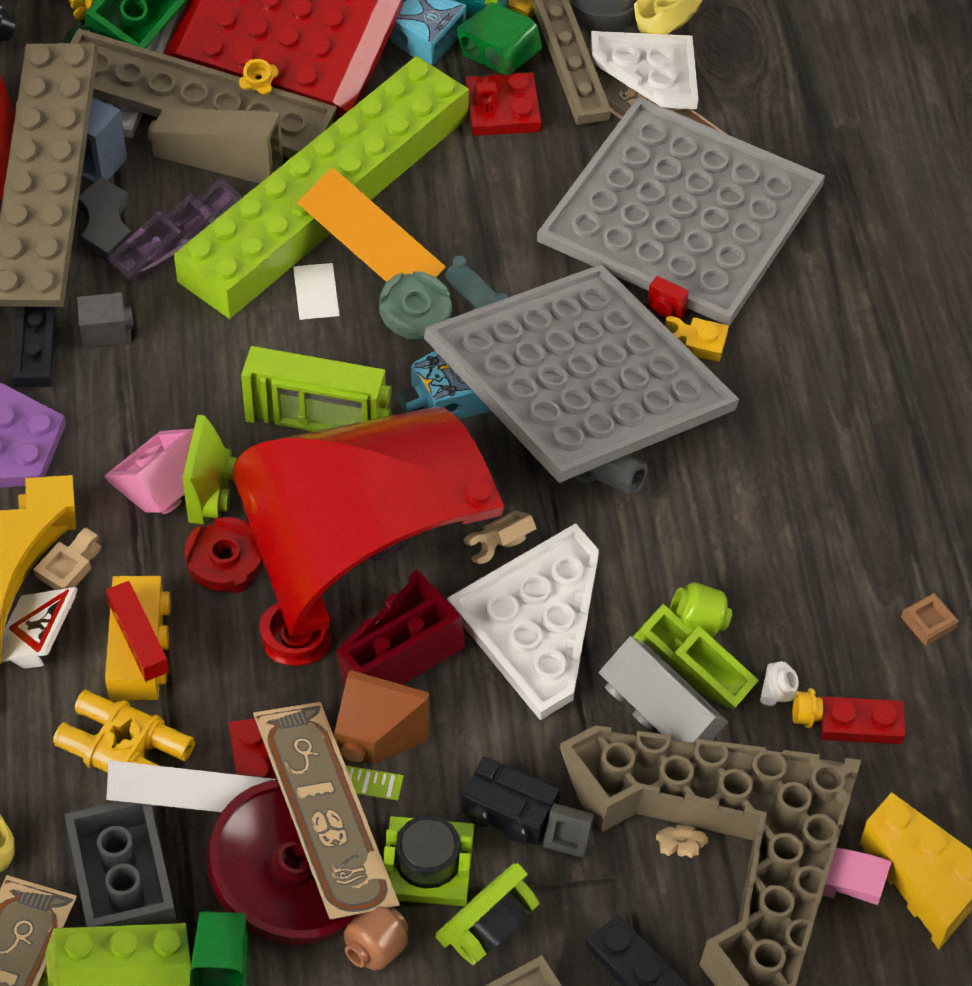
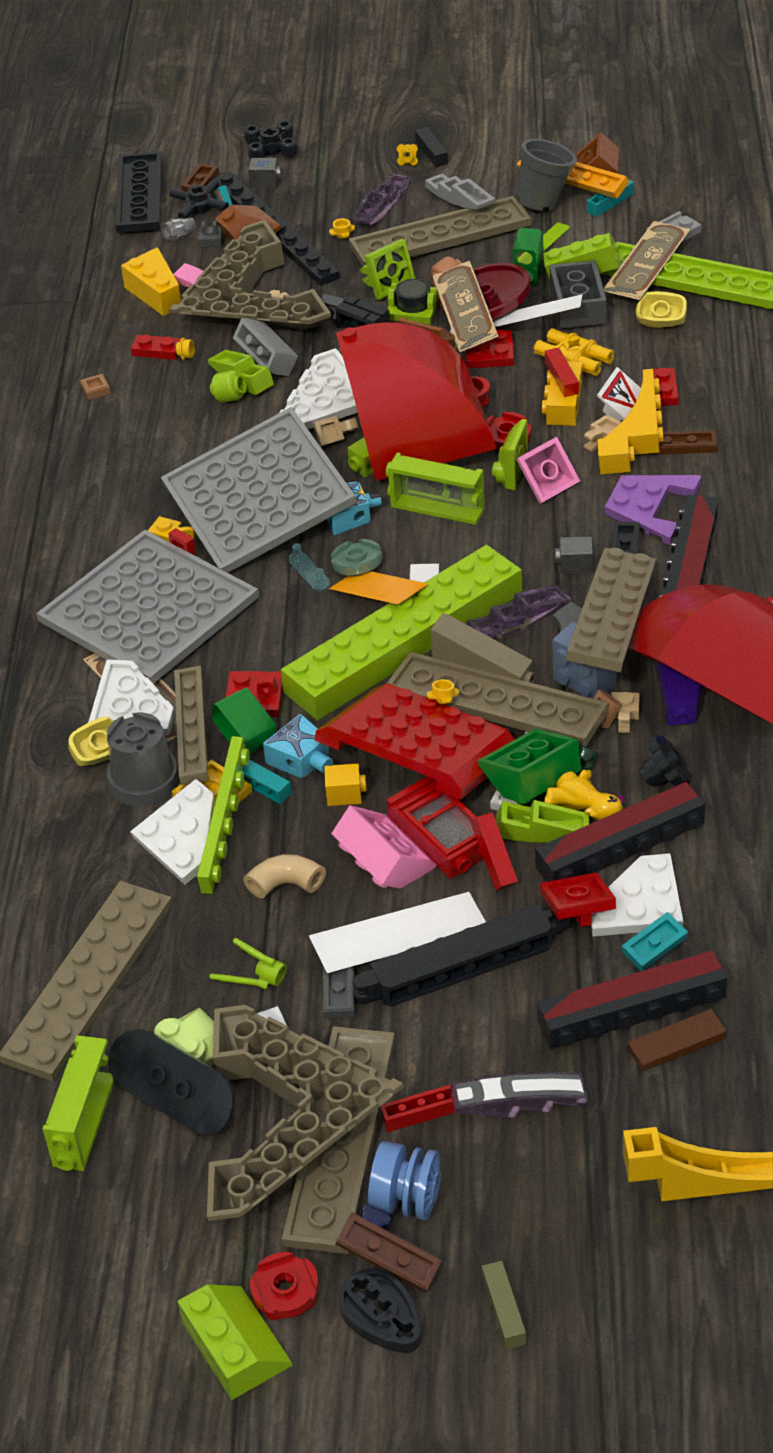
camera: 165 degrees left, 10 degrees down
(779, 684) = (196, 361): white plate -> none

